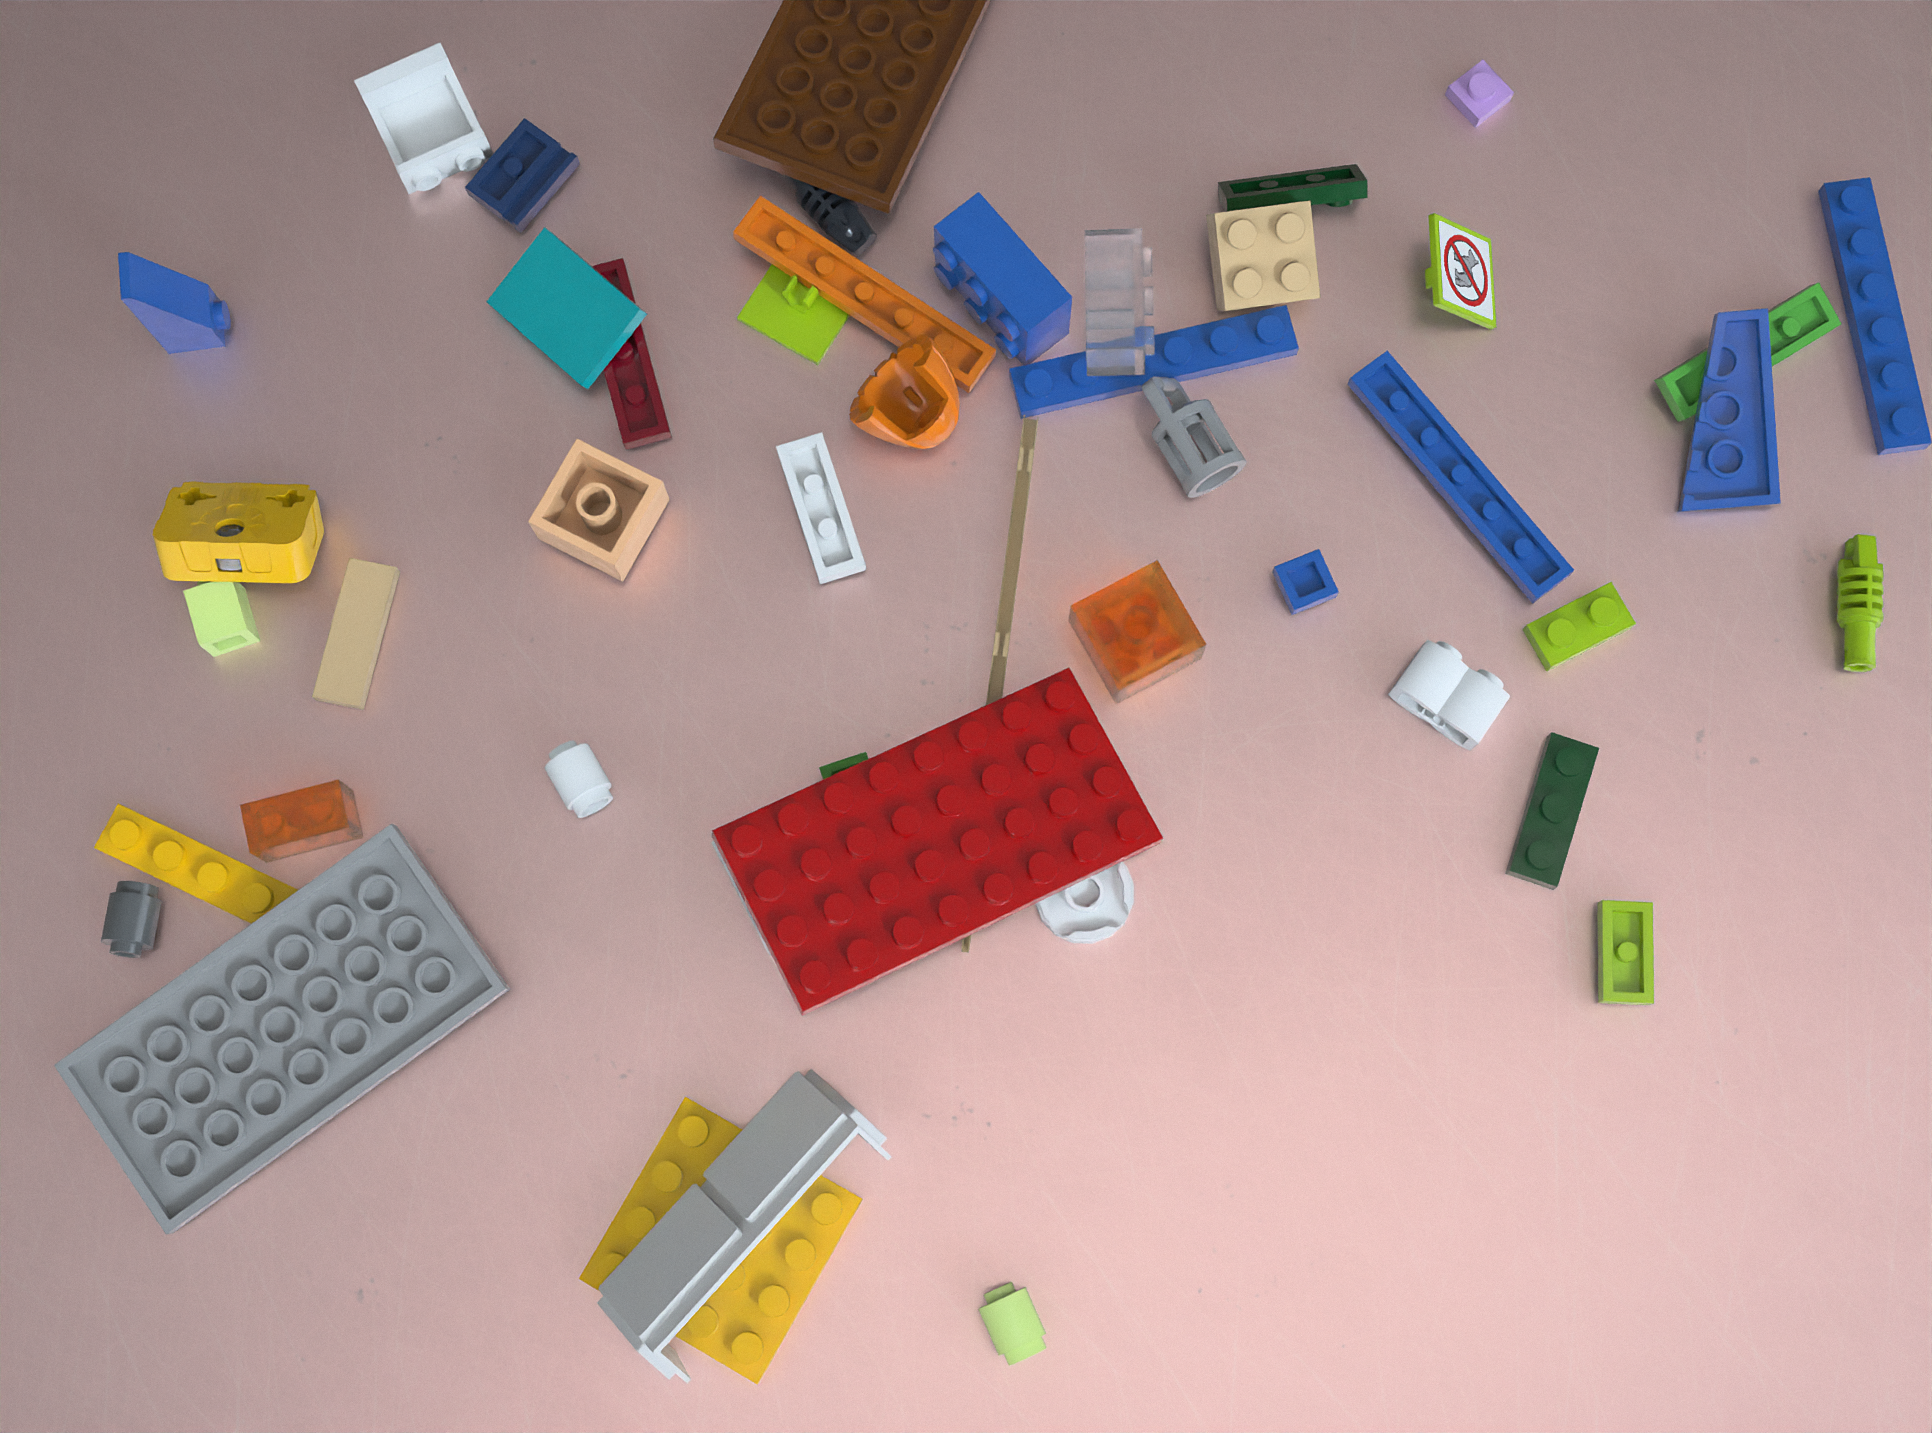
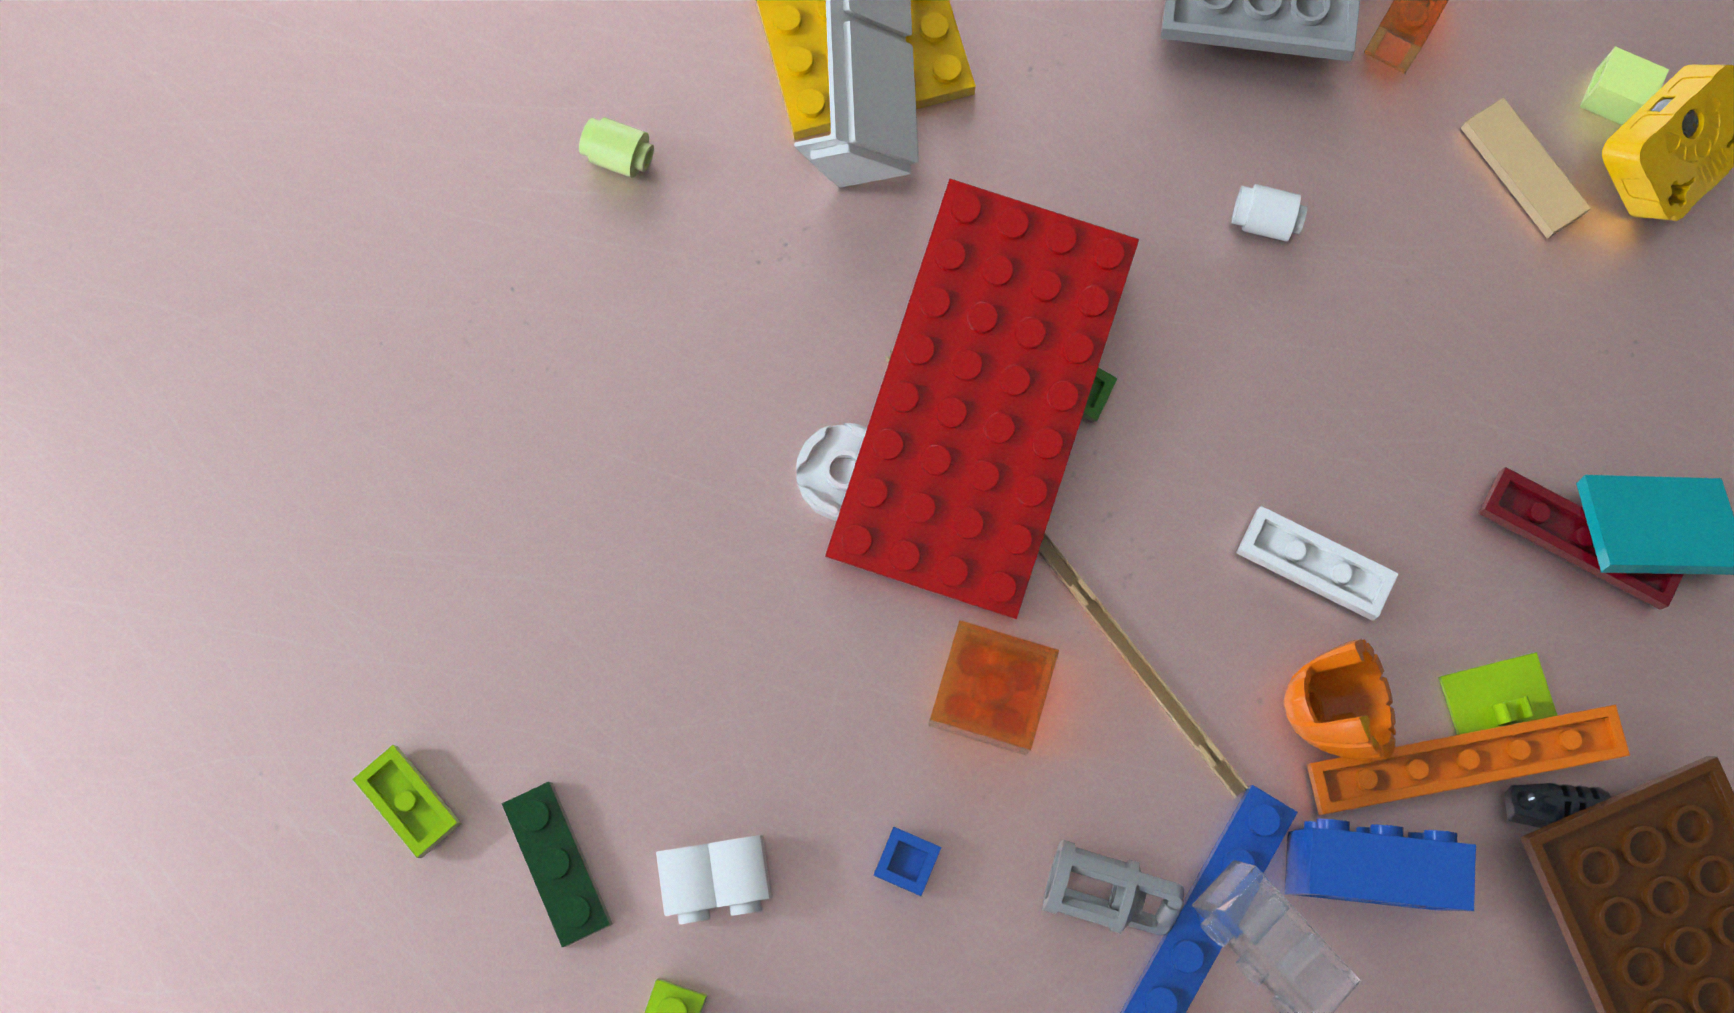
camera: 135 degrees right, 0 degrees up
(599, 509) = (1466, 398): light nougat brick -> none

